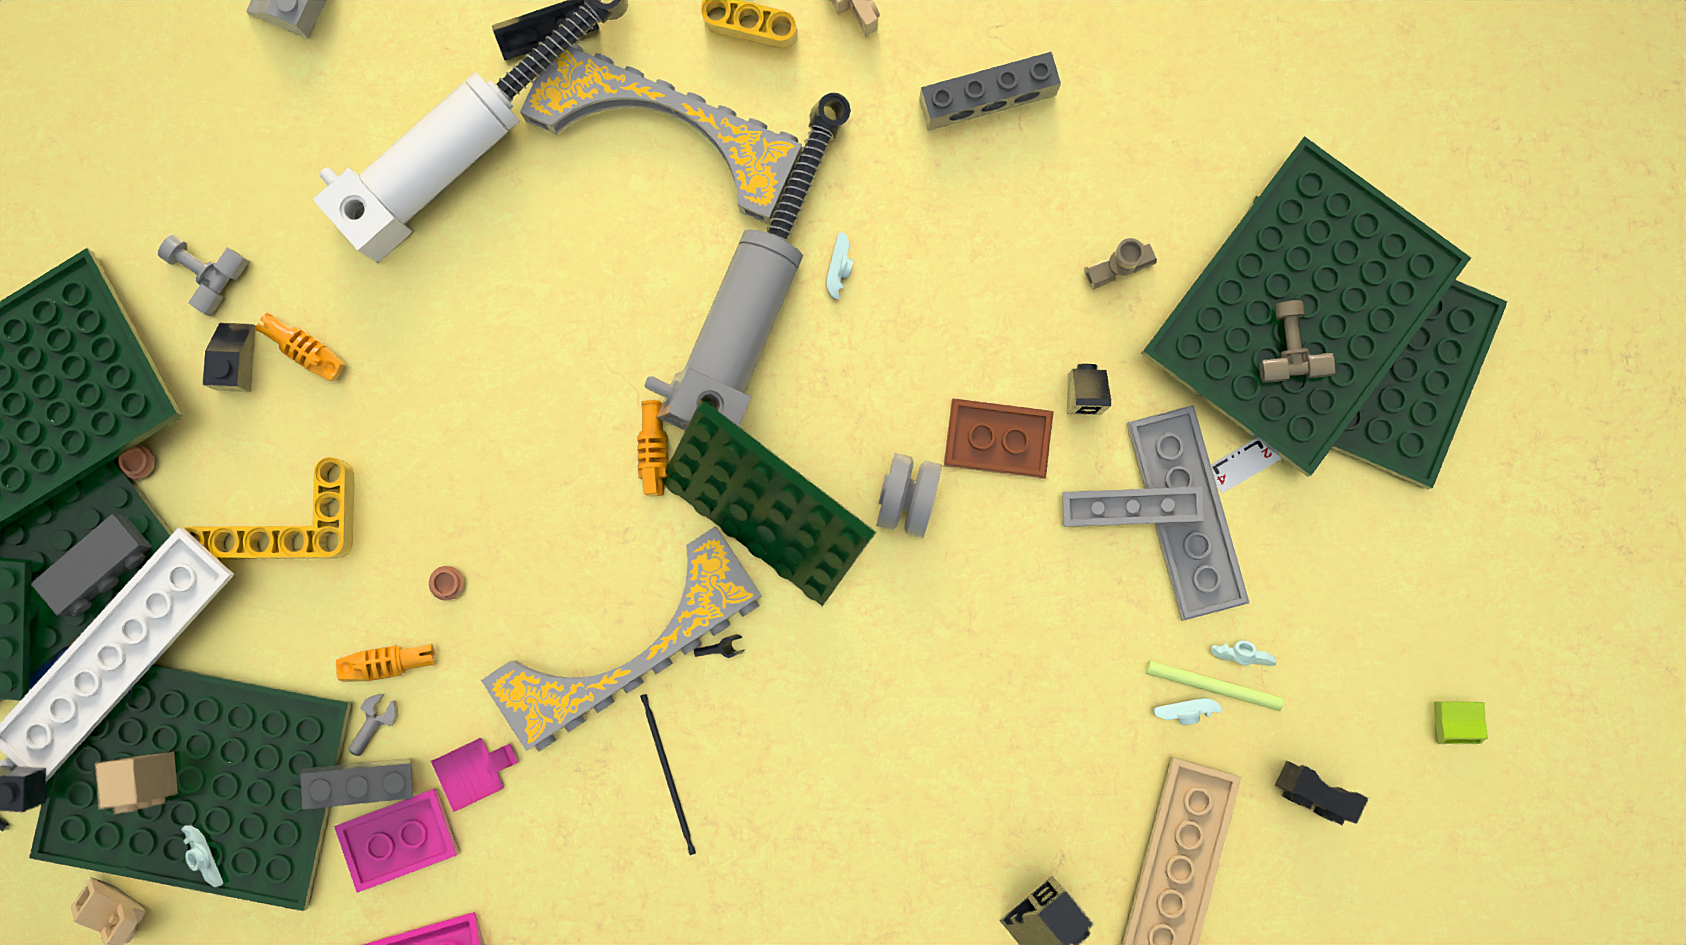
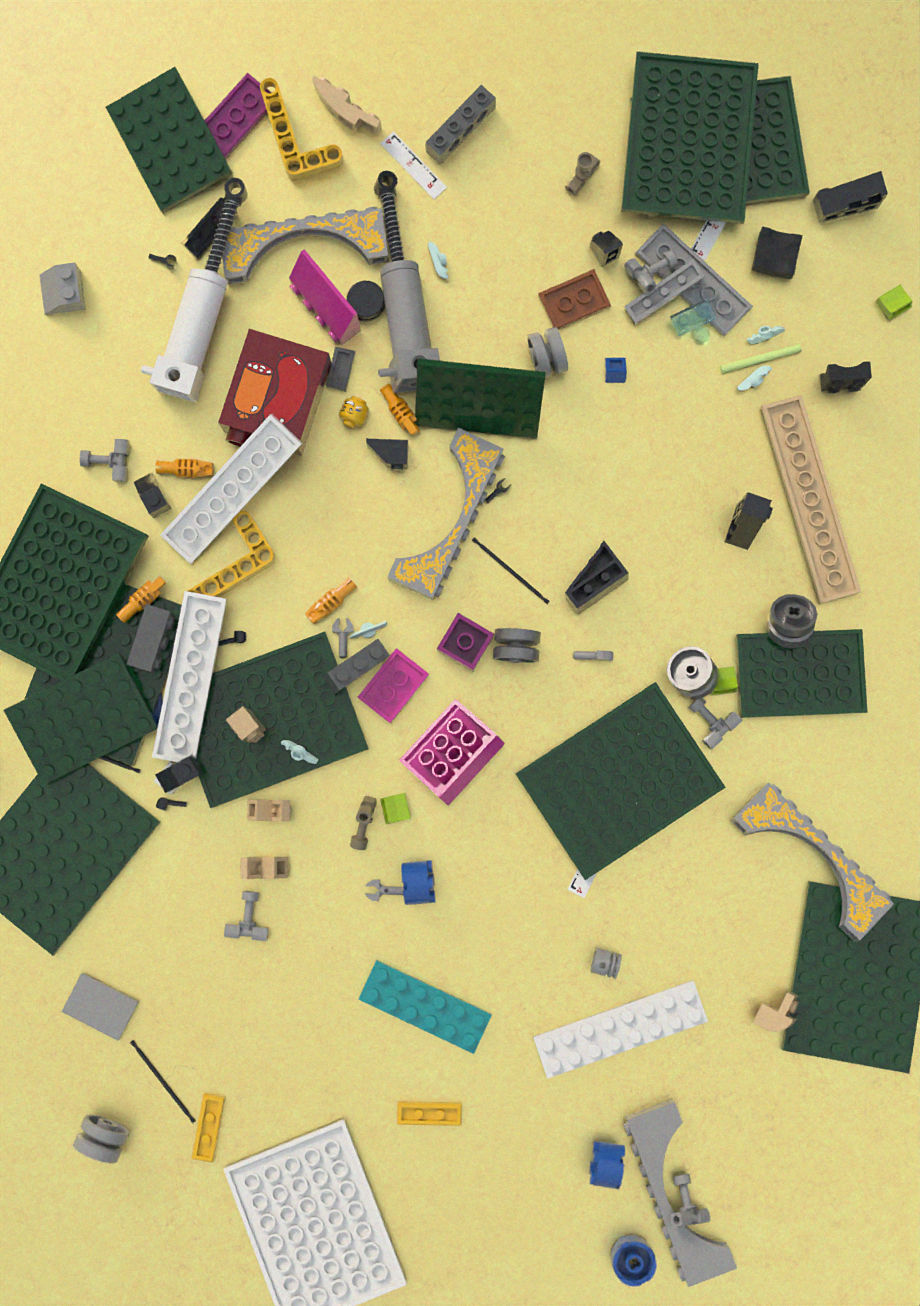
camera: 30 degrees left, 0 degrees up
(116, 499) = (144, 595): none -> light orange hinge
(137, 462) = (136, 578): nougat plate -> none
(226, 634) = (239, 637): none -> black hand
(337, 419) = (231, 488): none -> white plate
(412, 736) = (368, 630): none -> light aqua piece
(446, 583) = (336, 542): nougat plate -> none
(455, 33) = (163, 259): none -> black hand
(472, 772) = (409, 629): dark pink piece -> none
(483, 321) = (275, 380): none -> brick
(533, 844) = (465, 642): none -> magenta brick
(583, 411) = (353, 412): none -> yellow head
(600, 502) = (390, 452): none -> black slope
(601, 896) = (516, 648): none -> flat silver wheel
(607, 337) = (340, 369): none -> dark grey tile
(638, 227) = (324, 299): none -> dark pink slope
(699, 261) = (366, 300): none -> black head
(777, 868) = (597, 579): none -> black wedge
(889, 108) = (413, 165): none -> white sticker
(995, 574) = (615, 370): none -> blue slope
(1120, 464) = (644, 273): none -> light grey bar
(1154, 572) = (694, 318): none -> clear light blue plate
(1296, 359) = (701, 165): dark tan bar -> none
(1331, 547) = (776, 253): none -> black brick
(1488, 532) = (850, 198): none -> black wedge

